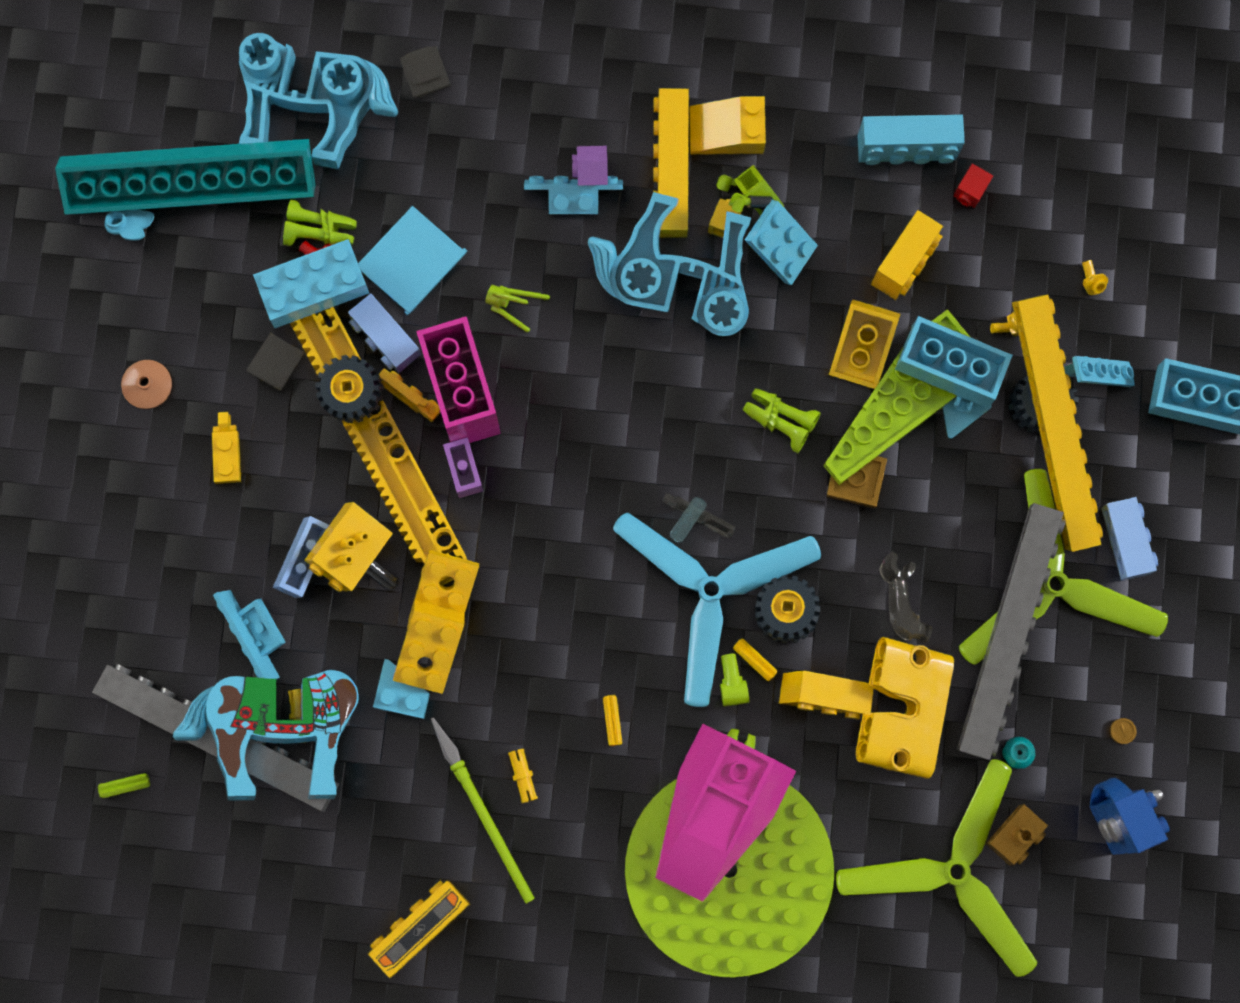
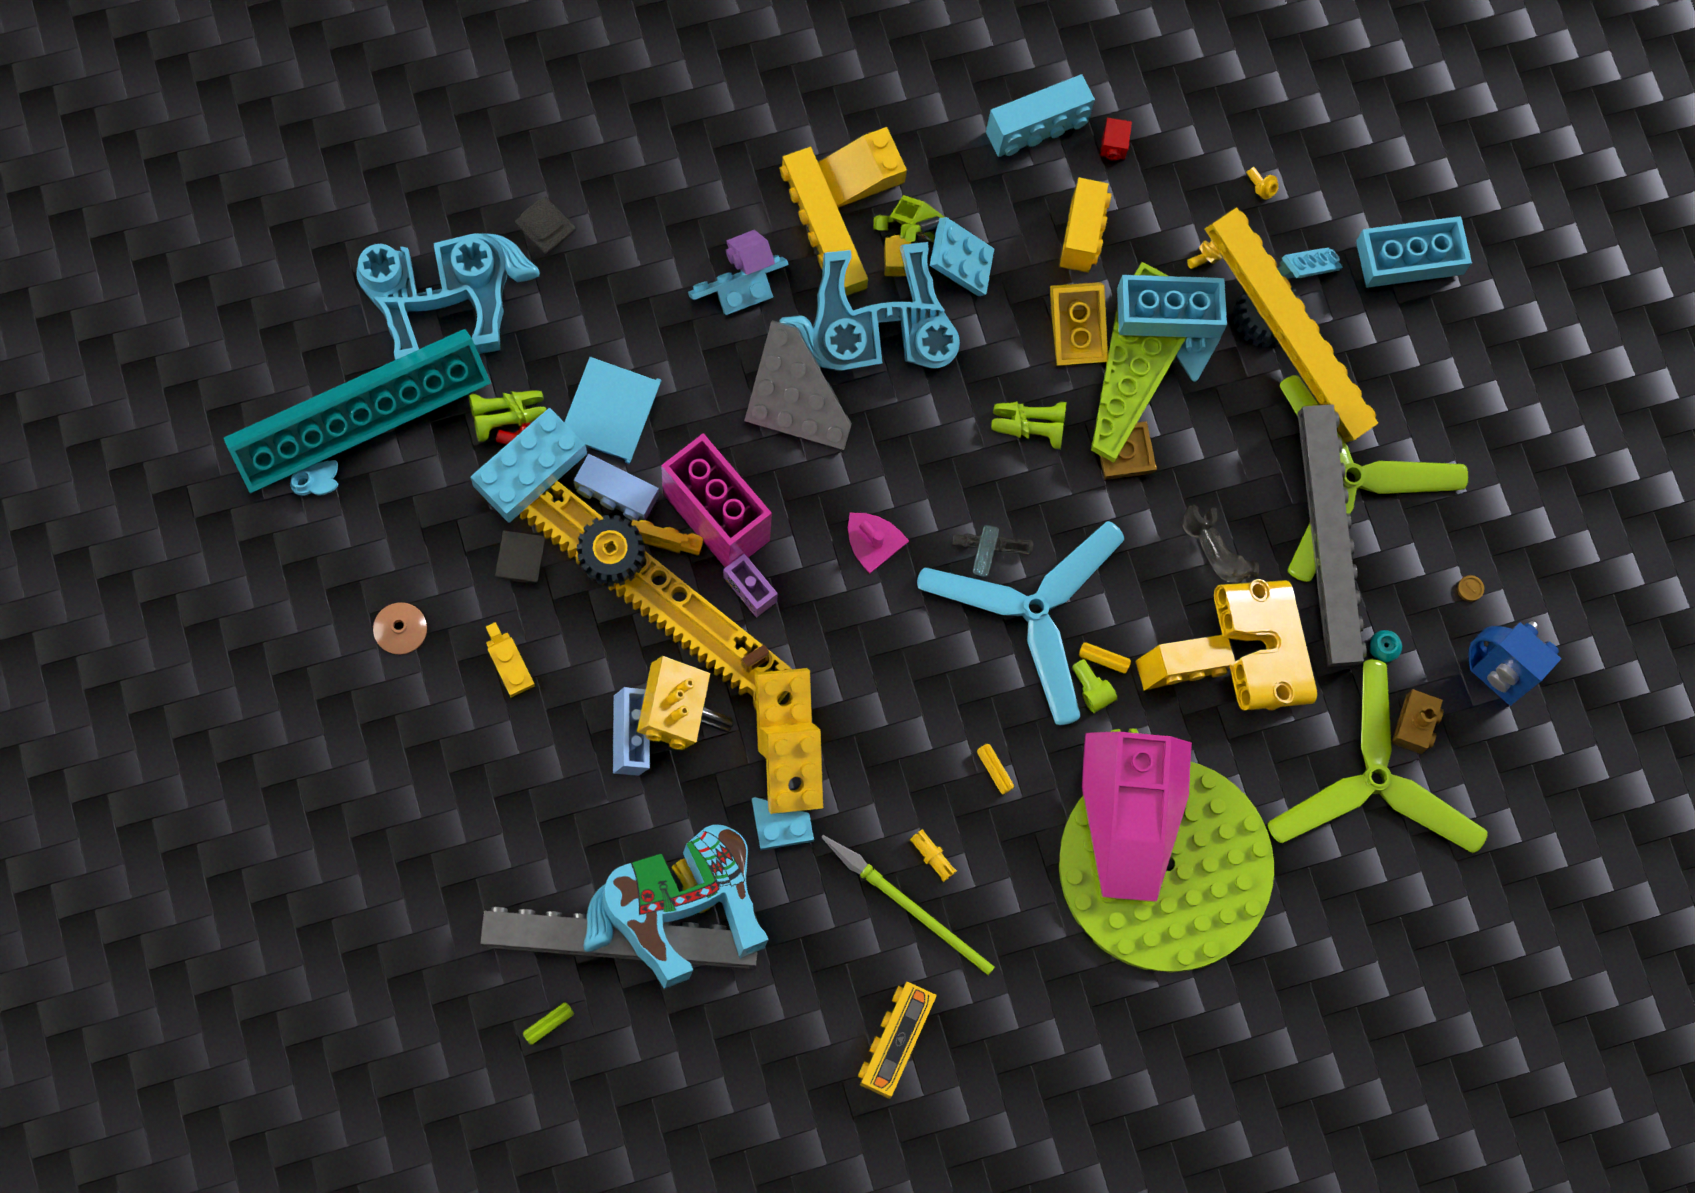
camera: 30 degrees left, 5 degrees down
(253, 630) = (611, 819): medium azure bracket -> none
(436, 536) = (755, 658): none -> reddish brown tile
(500, 297) = (713, 411): lime plant -> none
(576, 308) = (793, 392): none -> flat silver plate
(594, 468) = (873, 539): none -> dark pink shield
(787, 609) = (1115, 597): black wheel -> none
(1129, 538) = (1400, 408): light blue brick -> none

